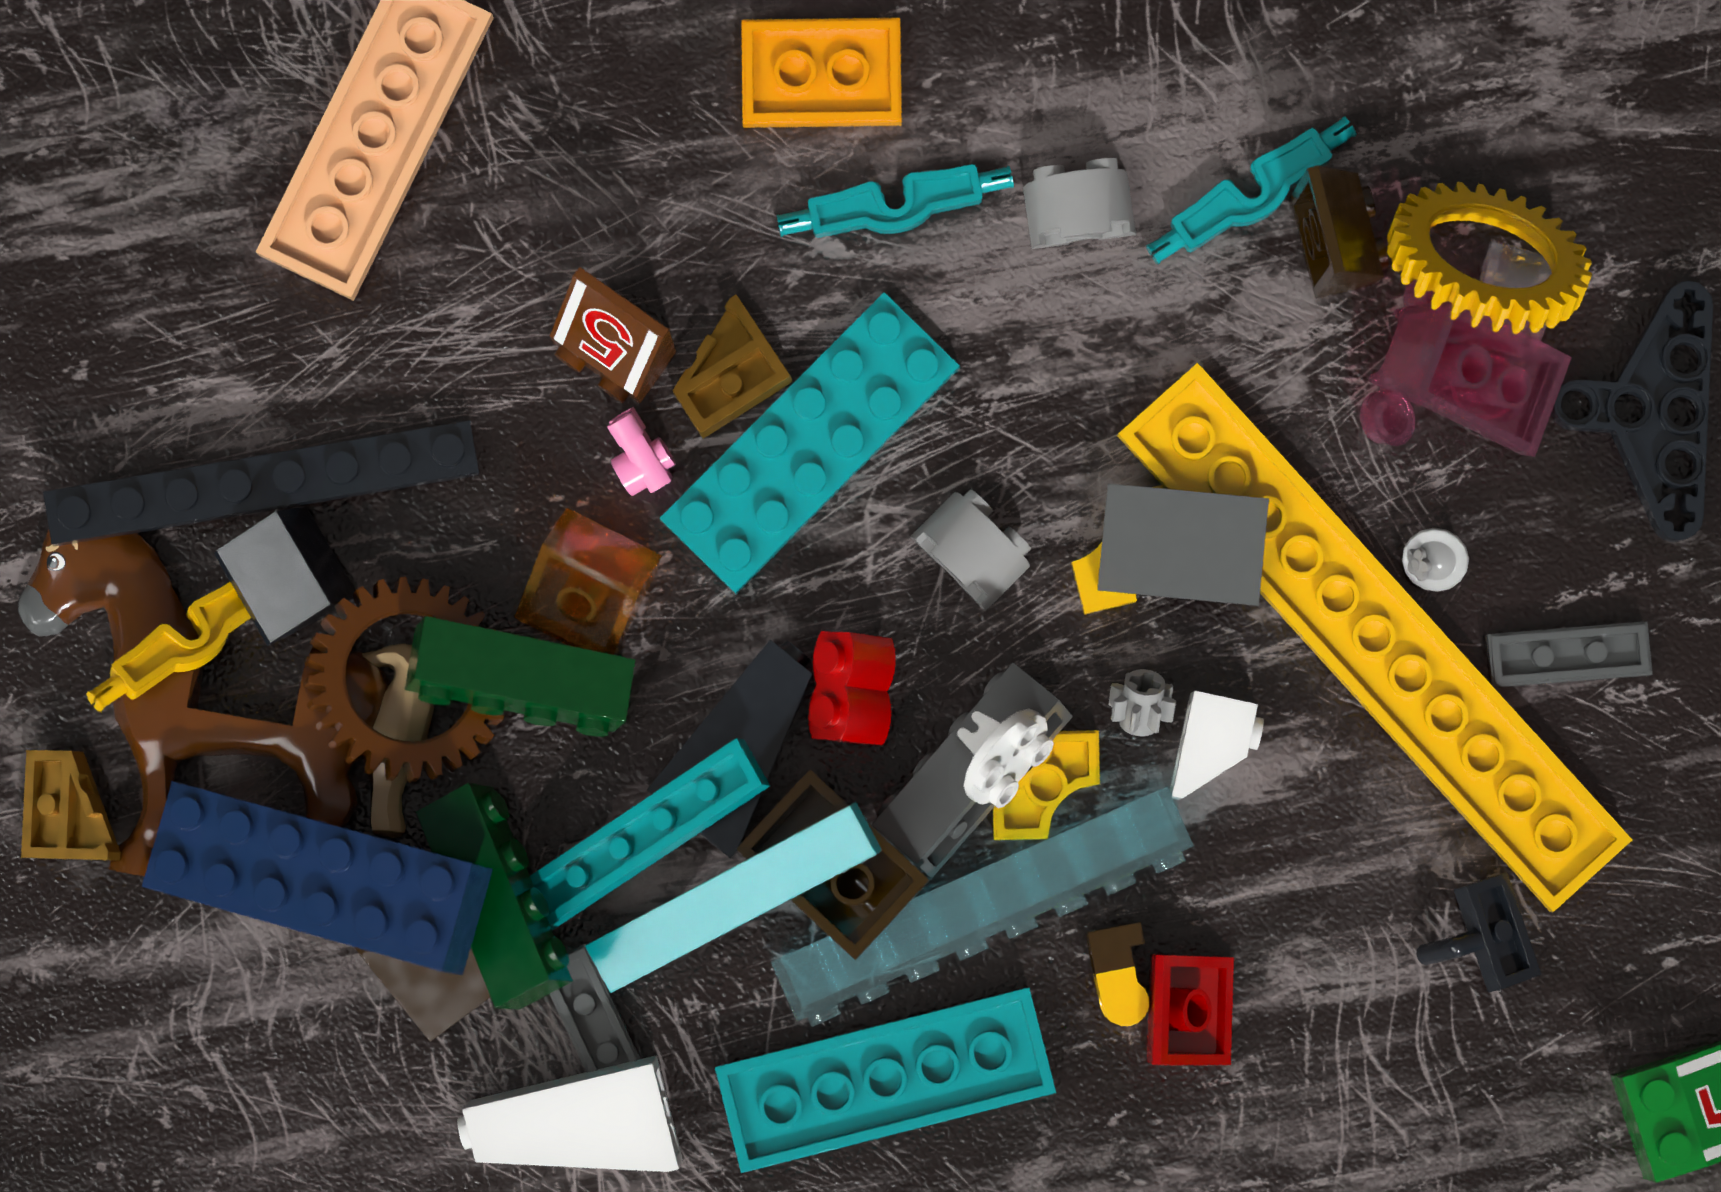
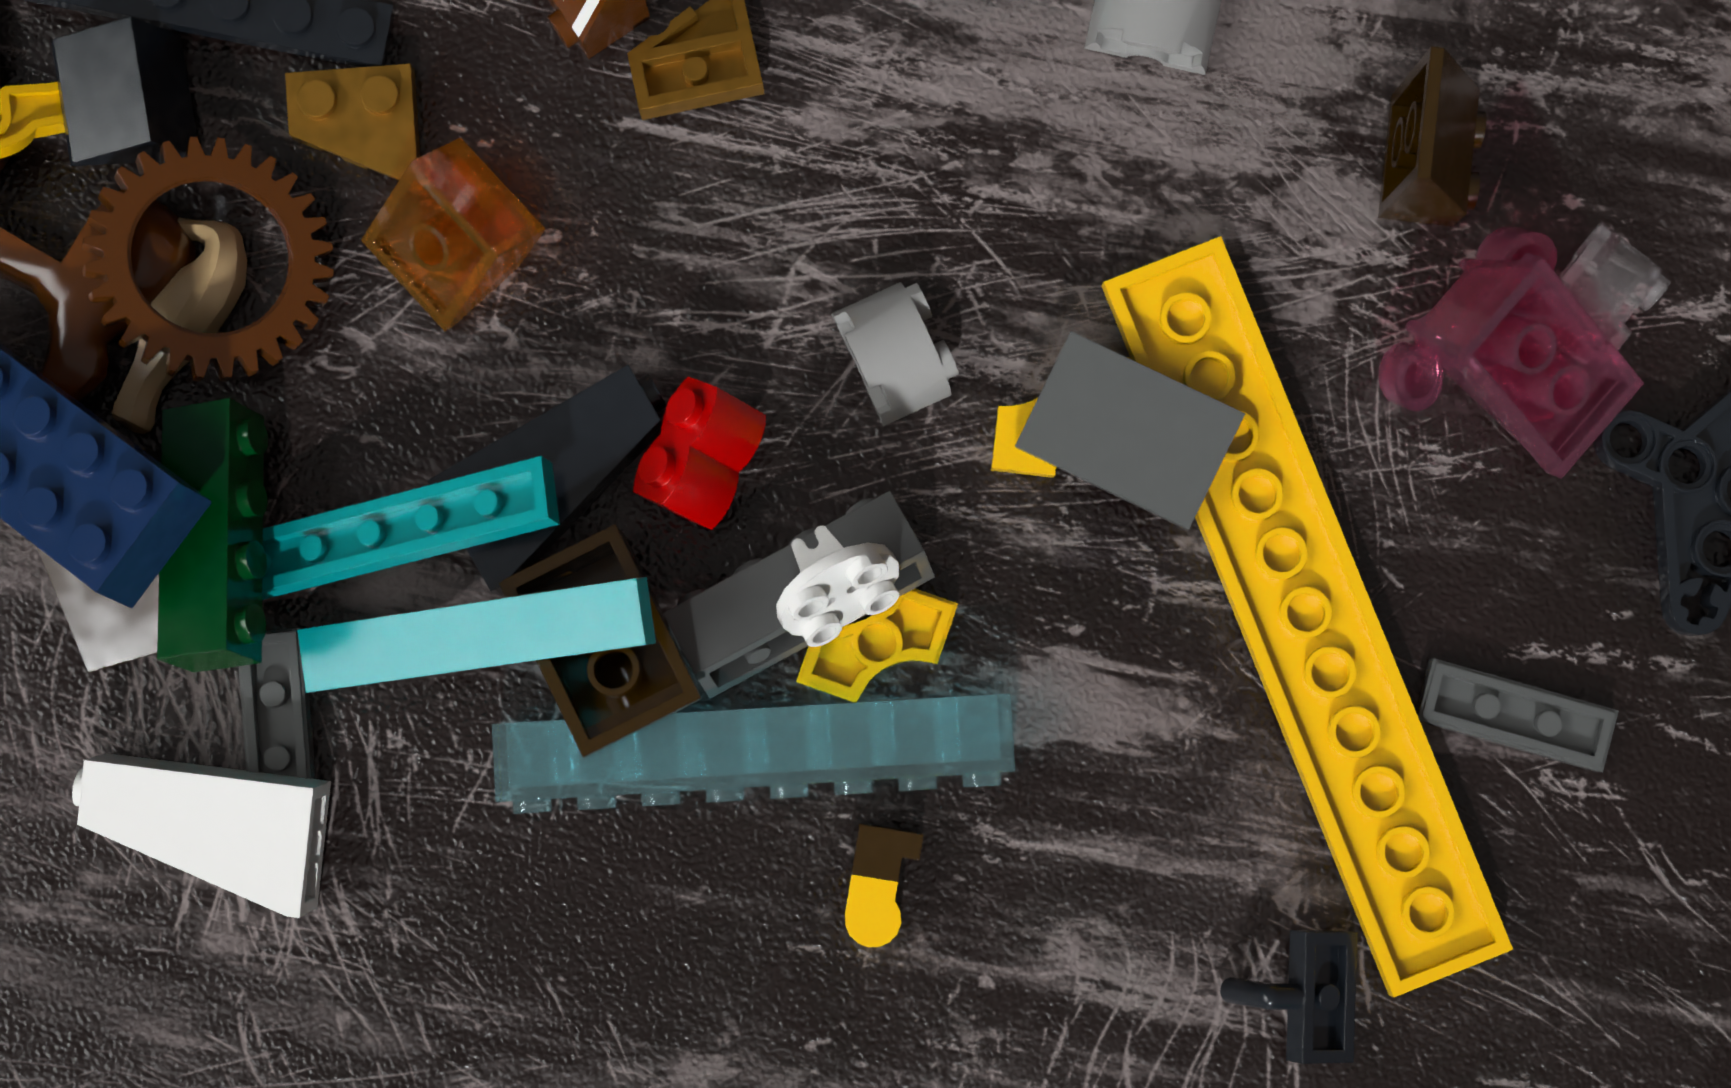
camera: 20 degrees right, 0 degrees up
(475, 519) = (357, 115): none -> pearl gold wing
(519, 676) = (332, 300): dark green brick -> none
(643, 461) = (566, 119): bright pink plate -> none
(809, 443) = (758, 169): teal plate -> none
(885, 1080) = (572, 904): teal plate -> none
(1142, 702) = (1018, 590): light grey gear -> none
(1190, 1010) = (943, 954): red slope -> none
(1213, 740) = (1082, 661): white slope -> none
(1229, 207) = (1319, 80): teal piece -> none
(1417, 259) = (1639, 304): yellow piece -> none
(1435, 559) = (1406, 552): light grey hat -> none

